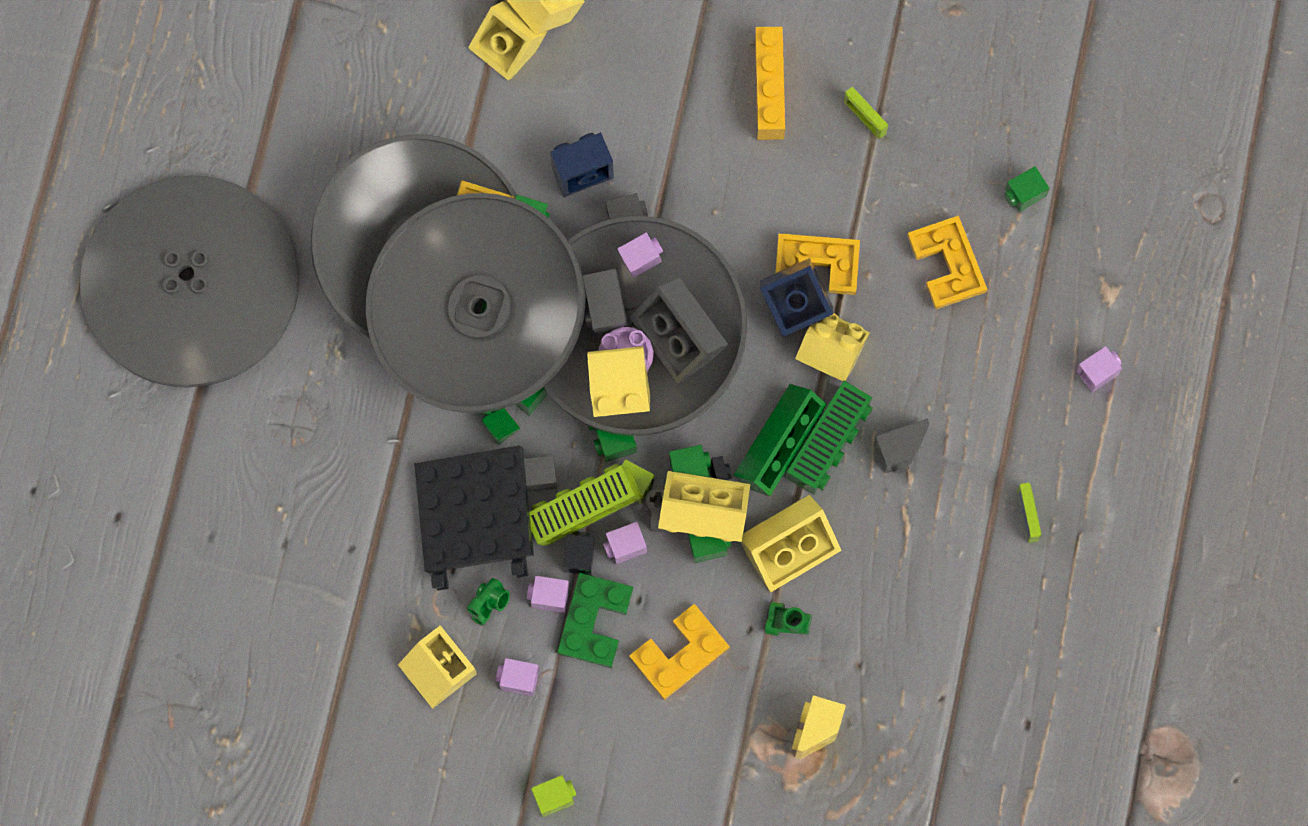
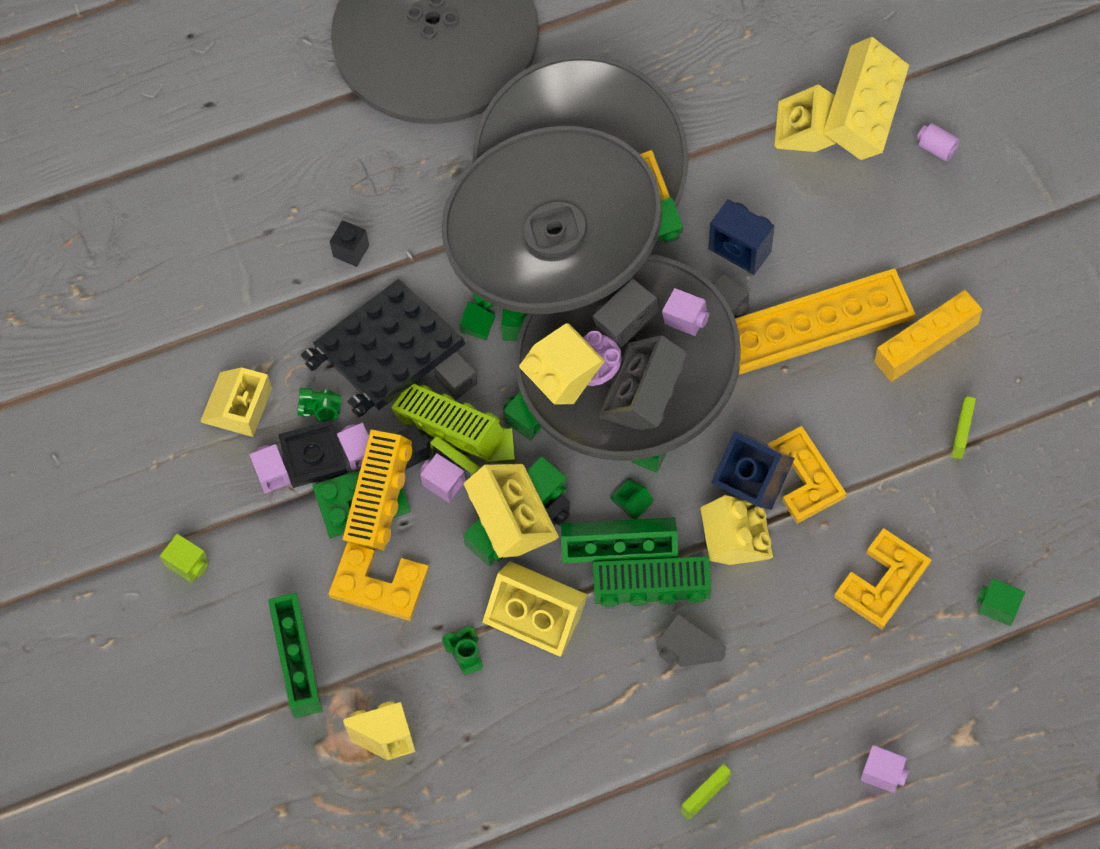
camera: 60 degrees right, 10 degrees down
(353, 482) = (349, 243): none -> black brick
(528, 634) = (312, 453): none -> black plate
(607, 601) = (378, 490): none -> yellow brick
(608, 524) = (448, 452): none -> lime tile
(697, 148) = (822, 320): none -> yellow plate
(704, 756) = (295, 655): none -> green brick
(744, 406) = (632, 498): none -> green slope

